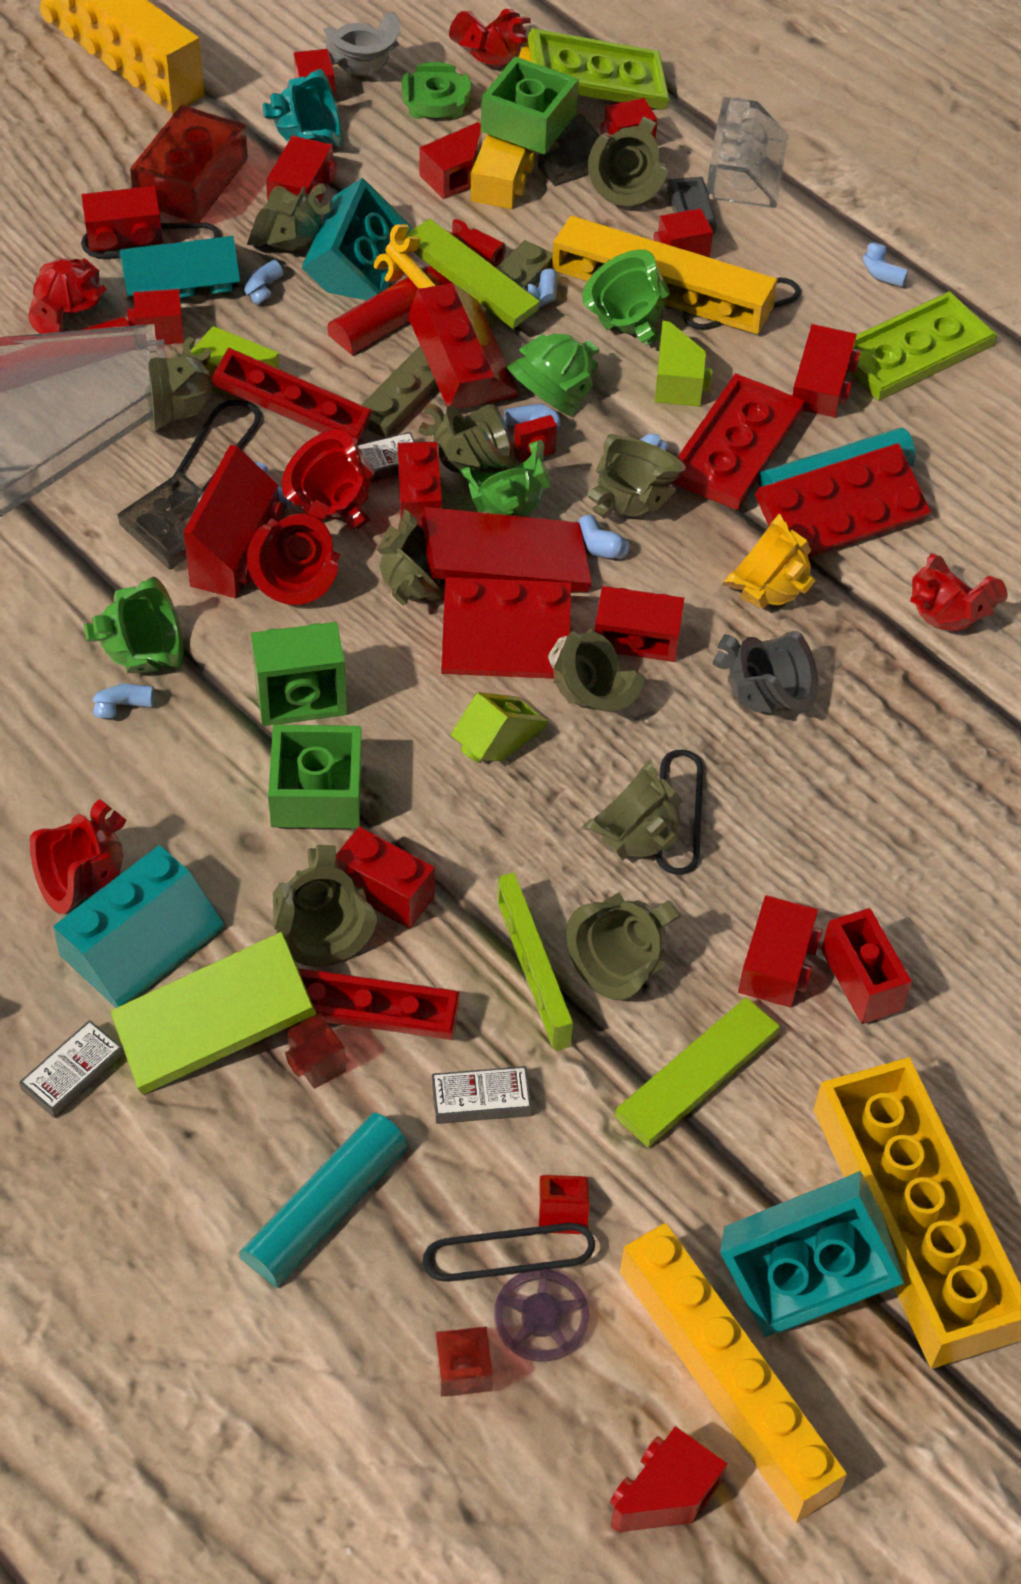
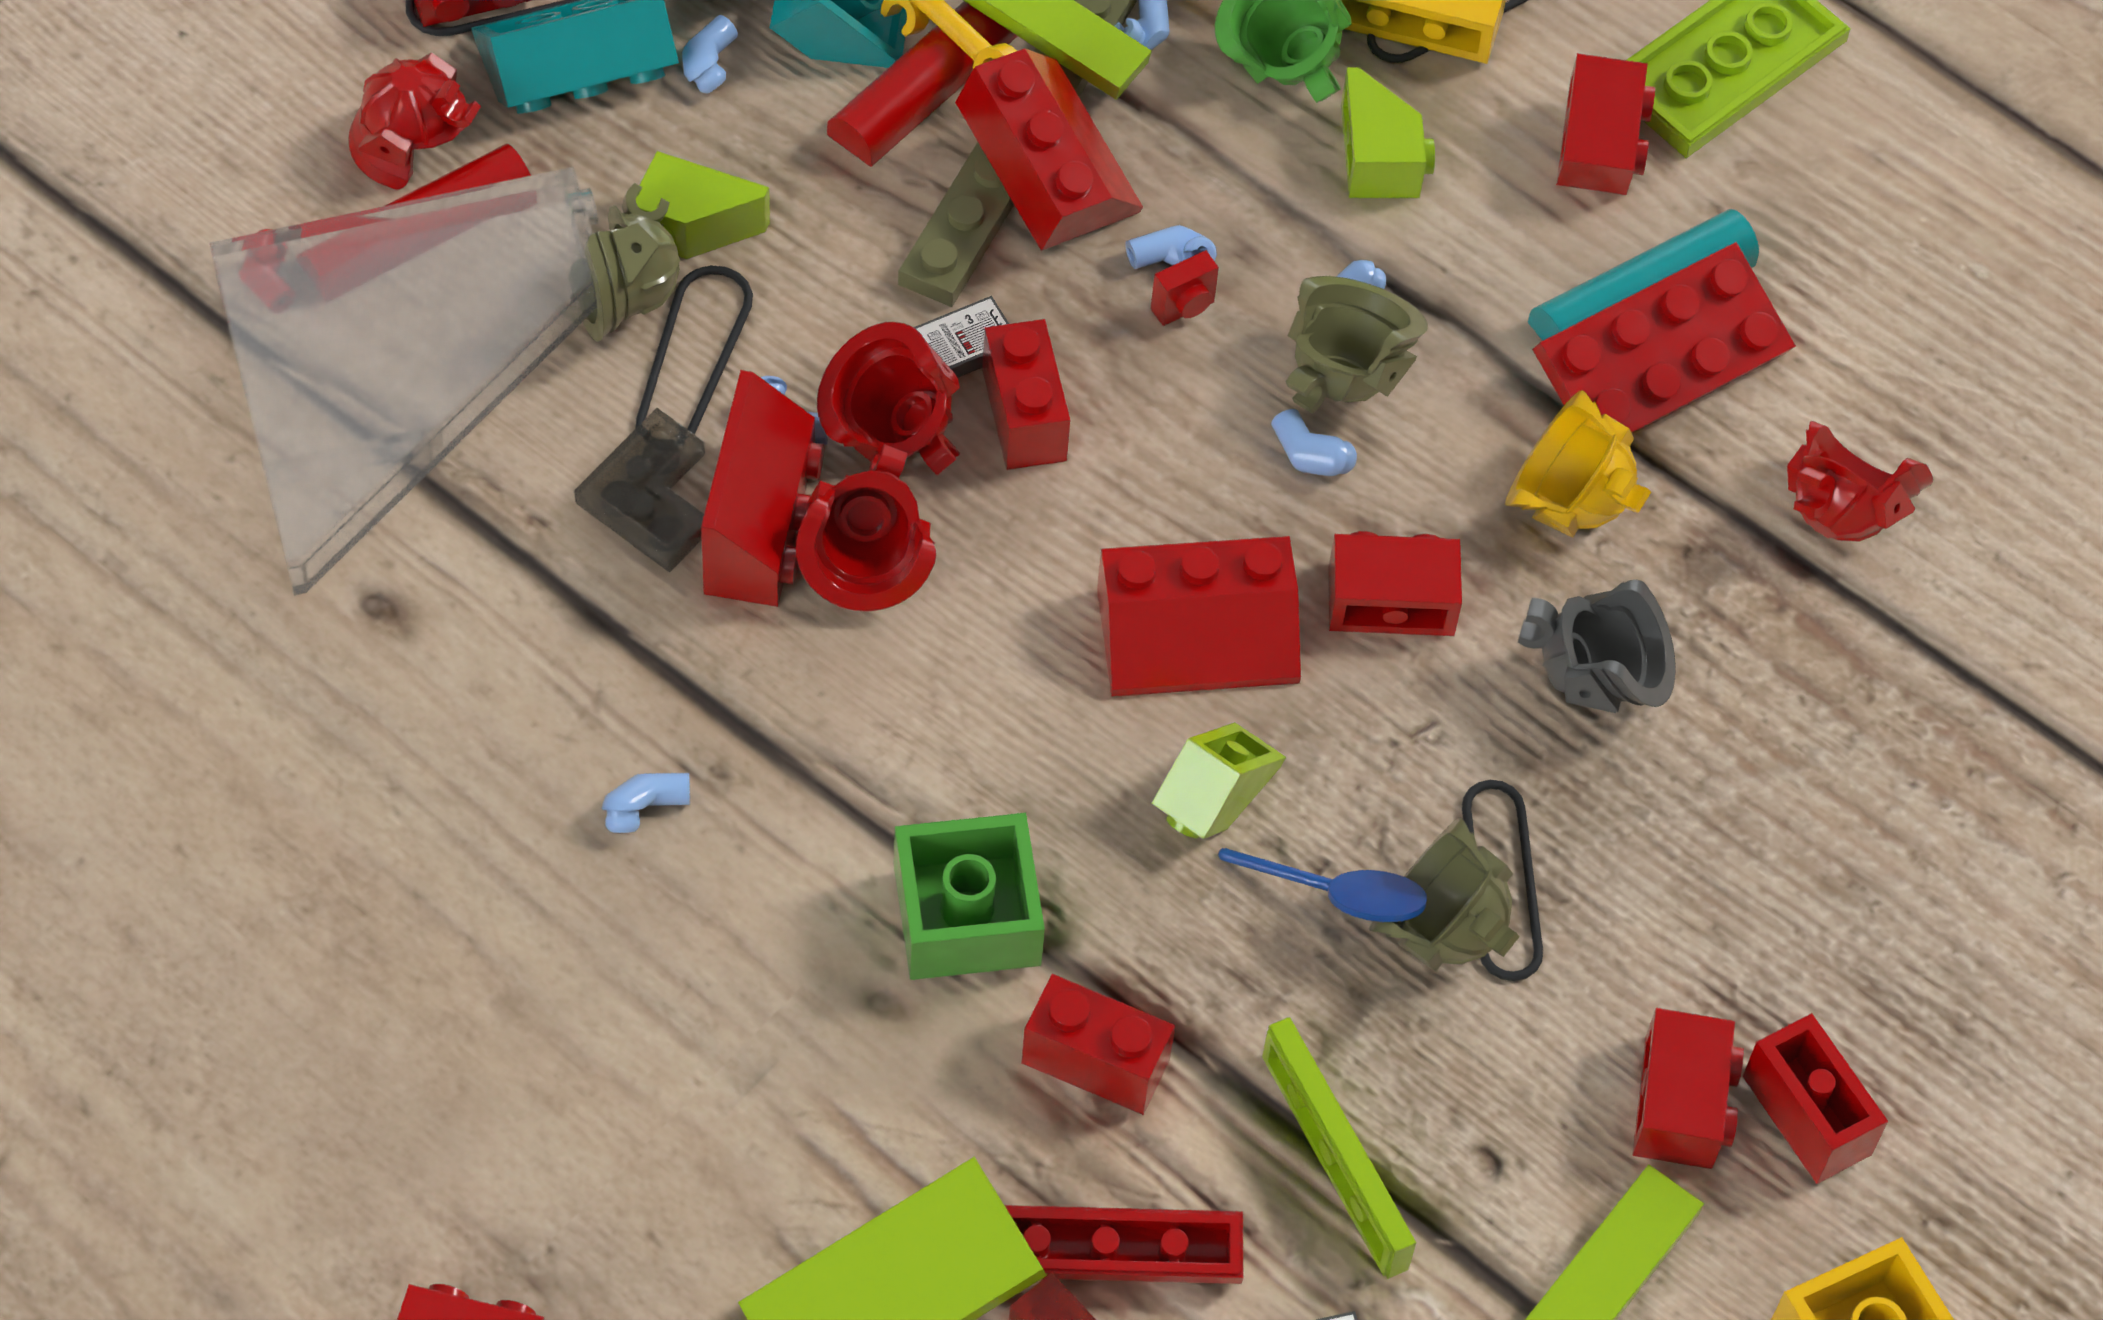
camera: 10 degrees left, 5 degrees up
(77, 857) = (641, 1072): red helmet -> none
(137, 927) = (753, 1169): teal slope -> none
(140, 628) = (653, 685): bright green helmet -> none
(160, 309) = (561, 135): red brick -> none
(289, 395) = (804, 262): red brick -> none
(299, 673) = (912, 732): bright green brick -> none
(323, 912) = (1021, 1110): olive helmet -> none
(406, 563) = (1049, 527): olive helmet -> none
(471, 440) = (1090, 303): olive helmet -> none
(504, 547) = (1176, 486): red tile -> none
(513, 490) = (1167, 380): bright green helmet -> none
(557, 370) = (1196, 167): bright green helmet -> none
(578, 805) = (1359, 893): none -> blue piece
(590, 674) = (1339, 680): olive helmet -> none
(618, 944) = (1459, 1110): olive helmet -> none
(737, 440) = (1490, 254): red plate -> none

